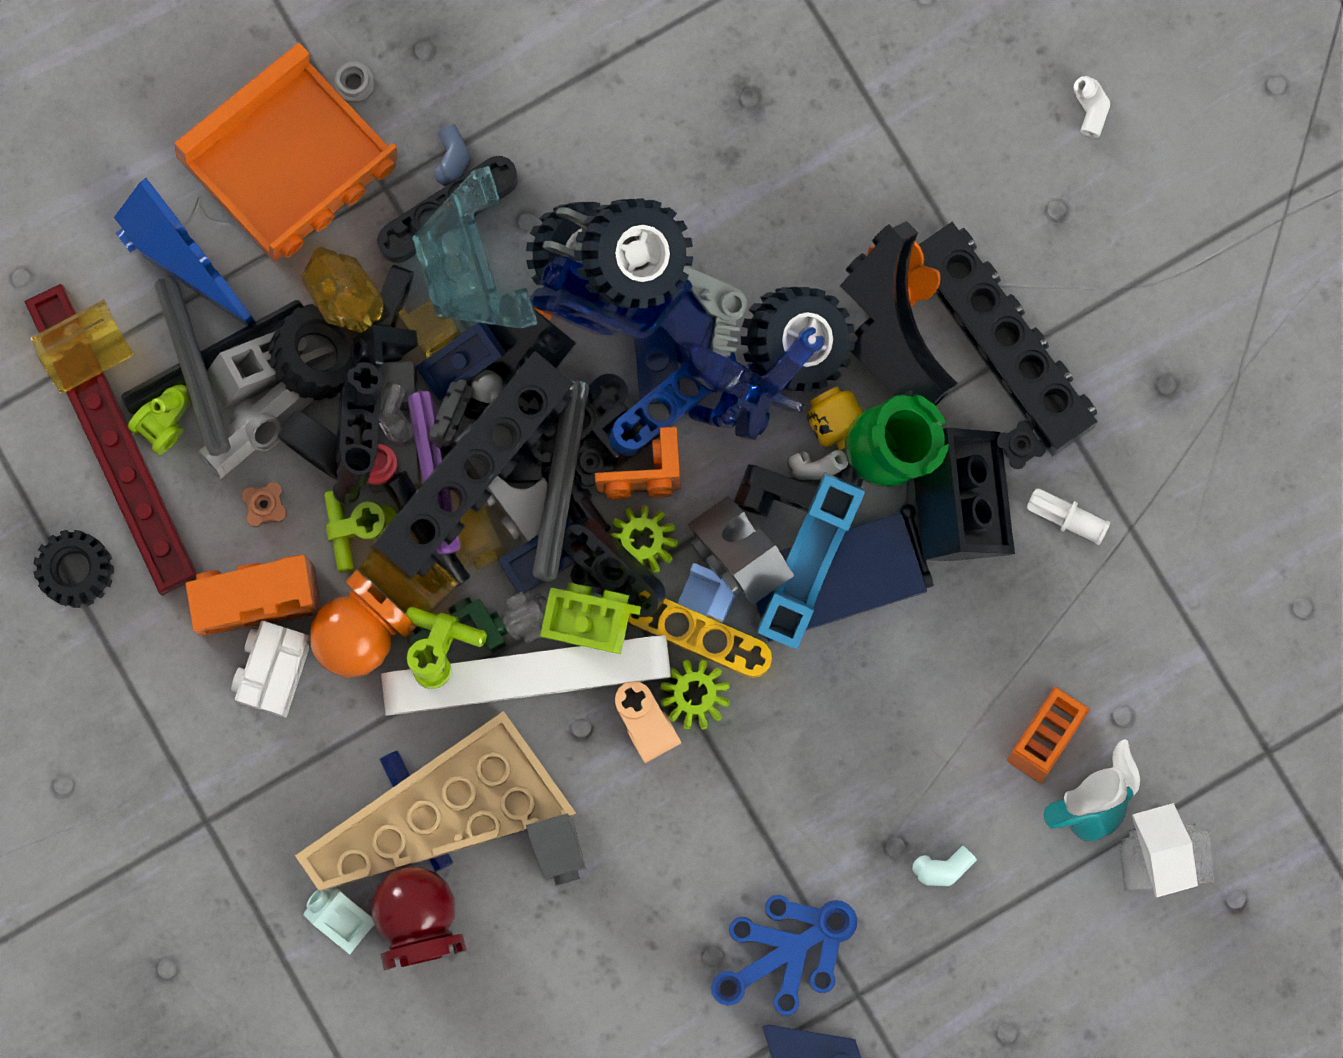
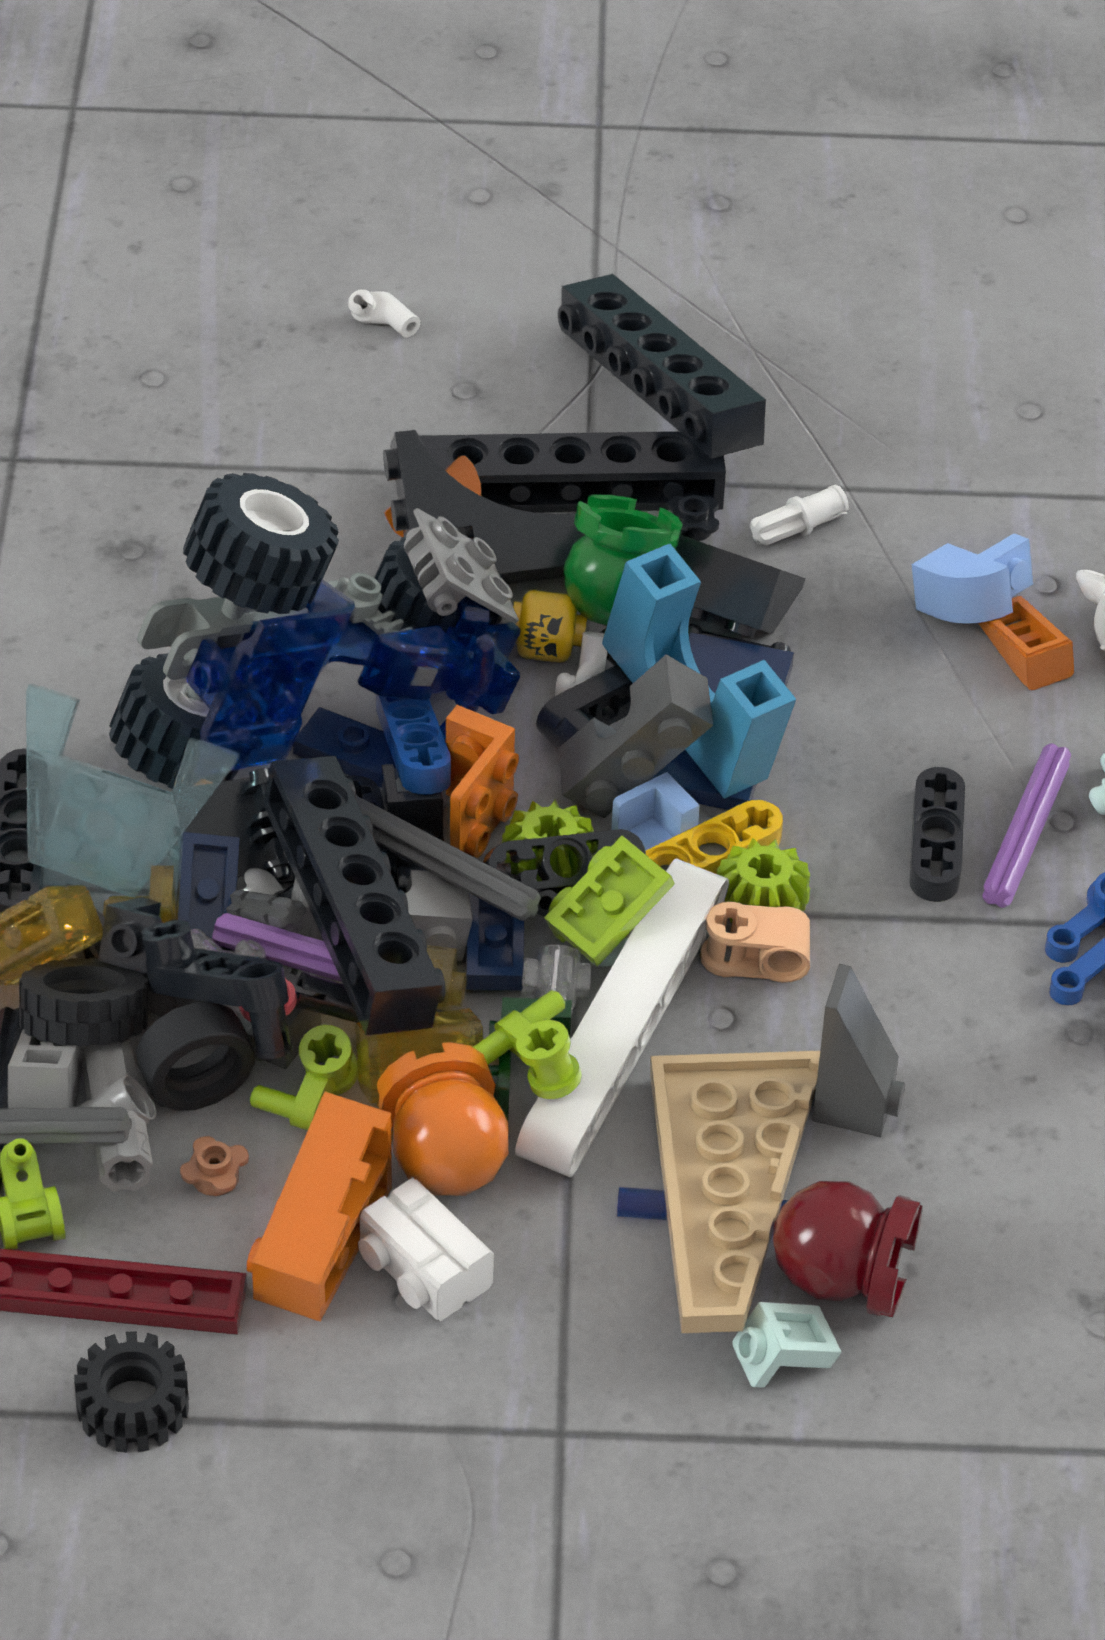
camera: 65 degrees left, 35 degrees down
(801, 351) = (455, 567): none -> light grey hinge
(854, 771) = (926, 849): none -> black beam
(868, 829) = (1026, 825): none -> medium lavender axle
(1058, 678) = (972, 586): none -> light blue brick
(1188, 258) = (663, 365): none -> black brick

